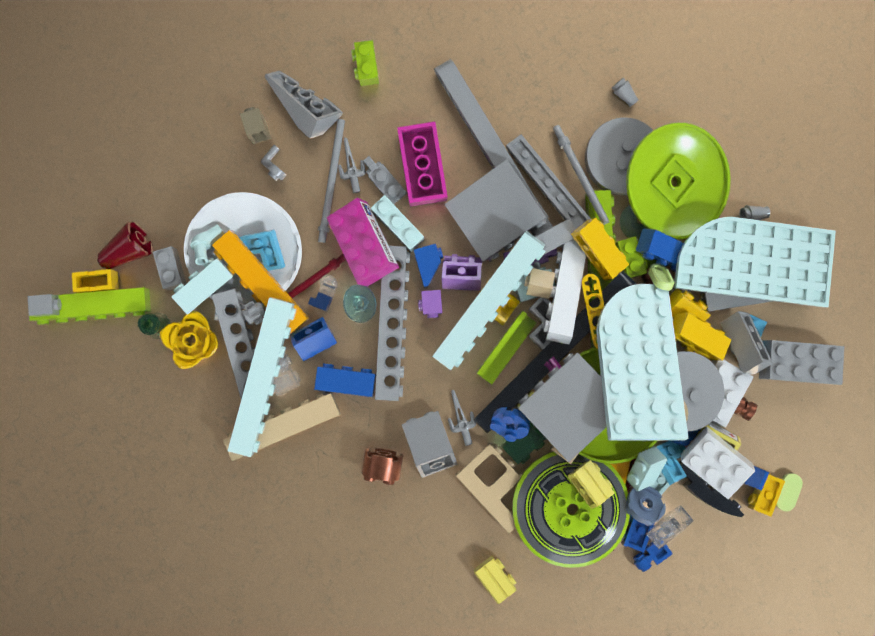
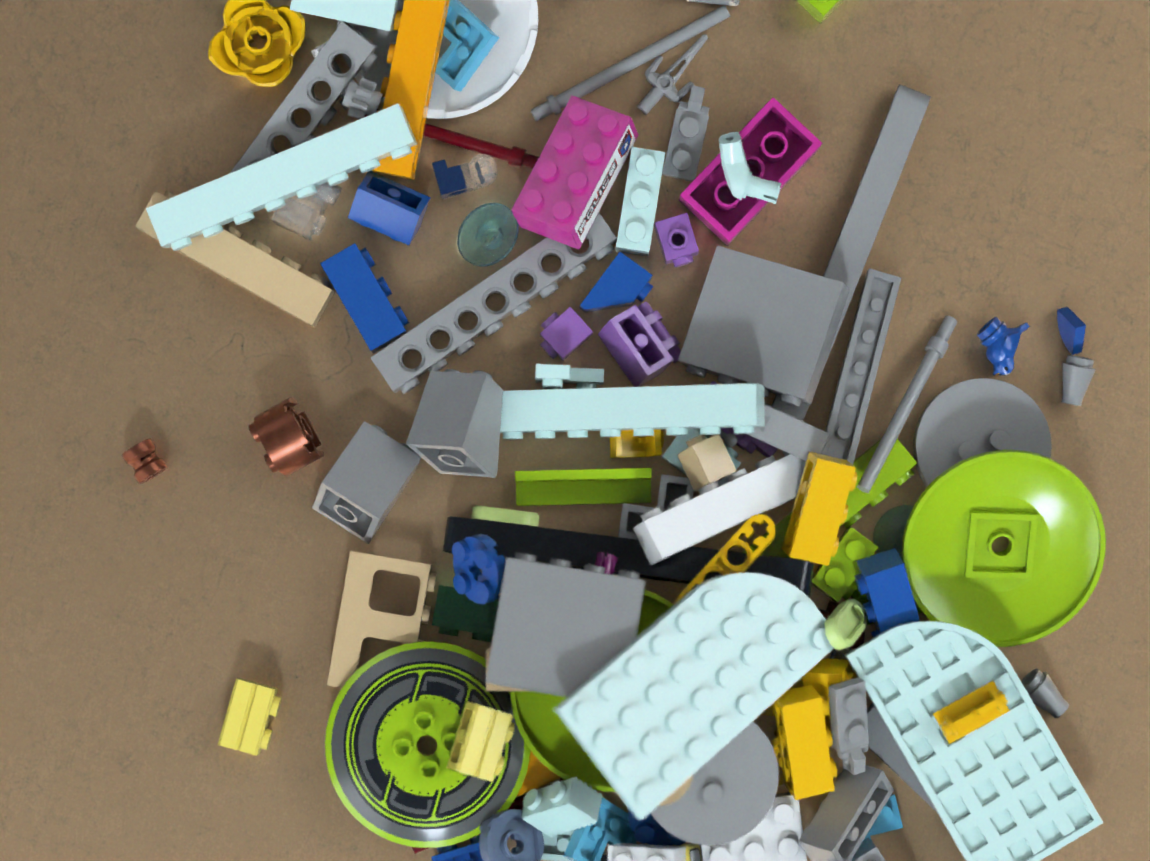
camera: 60 degrees right, 0 degrees up
(347, 538) = (147, 468): none -> copper wheel
(419, 168) = (737, 172): none -> light aqua arm
(427, 220) = (676, 240): none -> medium lavender brick
(436, 382) = (459, 423): none -> light grey slope
(447, 322) = (554, 376): none -> light aqua plate
(463, 425) = (428, 509): light grey piece -> none
(493, 392) = (505, 515): none -> yellowish green tile
(584, 113) = (1001, 344): none -> blue animal
(601, 77) = (1071, 330): none -> blue tile
(707, 309) = (849, 723): none -> light grey hinge
(744, 250) = (971, 711): none -> yellow hinge

